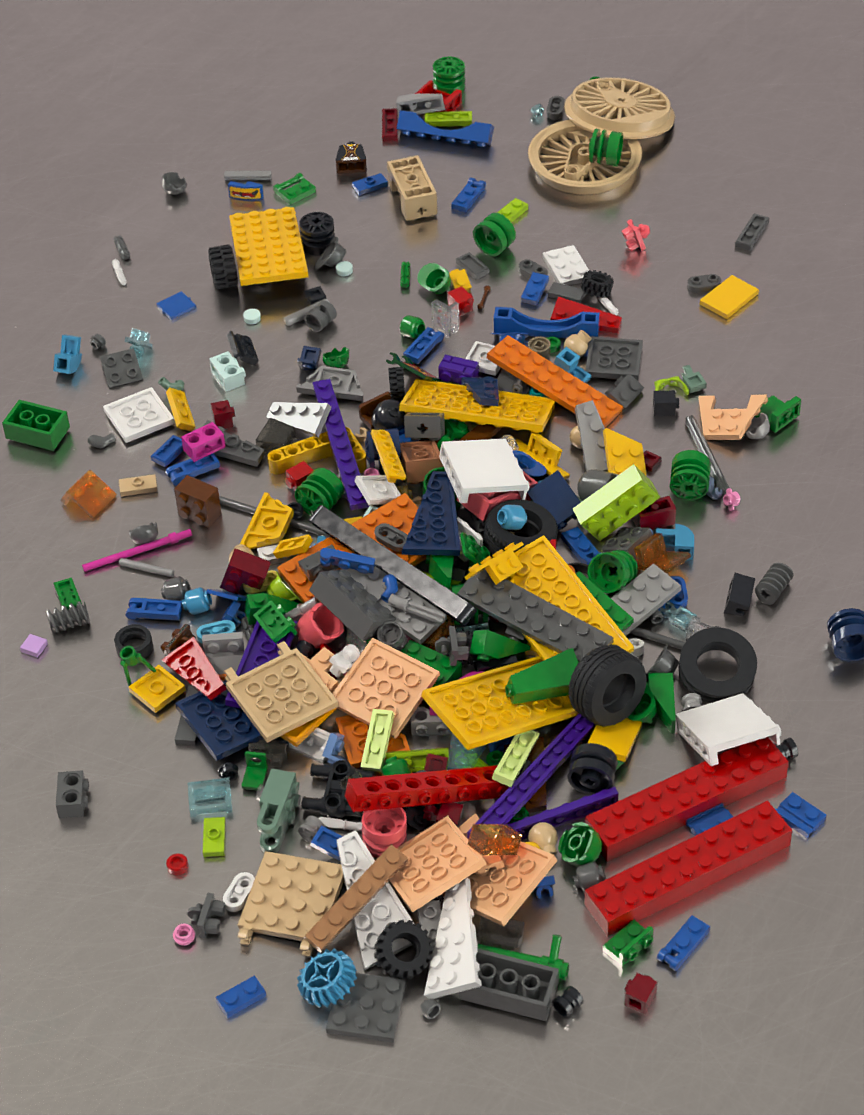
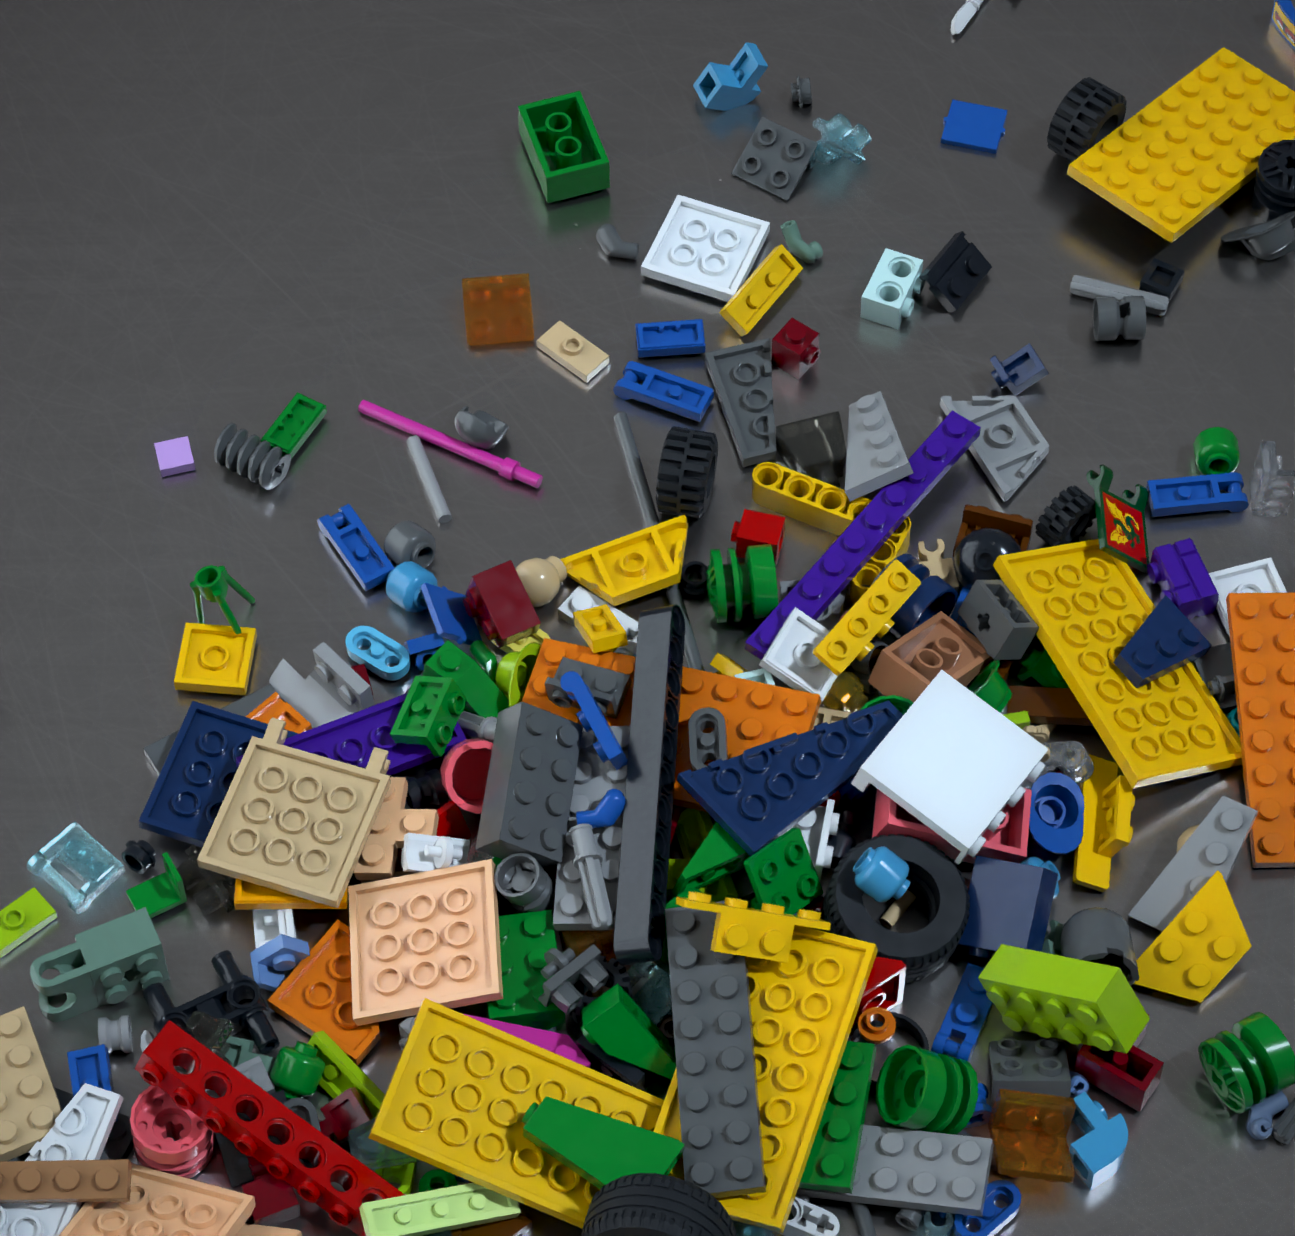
camera: 50 degrees right, 10 degrees up
(134, 631) = (267, 547): black tyre -> none
(179, 637) = (317, 624): reddish brown hips -> none
(195, 667) = (274, 676): wing -> none
(197, 501) = (587, 446): reddish brown brick -> none
(203, 441) = (709, 366): dark pink brick -> none
(248, 477) = (686, 472): none -> black tyre
(252, 316) = (1041, 234): light aqua tile -> none
(336, 358) = (1050, 403): green hair -> none
(344, 268) = (1262, 273): light aqua tile -> none
(377, 740) = (323, 1003): yellowish green plate -> none
(651, 461) = (1246, 982): dark red tile -> none
(731, 499) = (1264, 1159): bright pink plate -> none

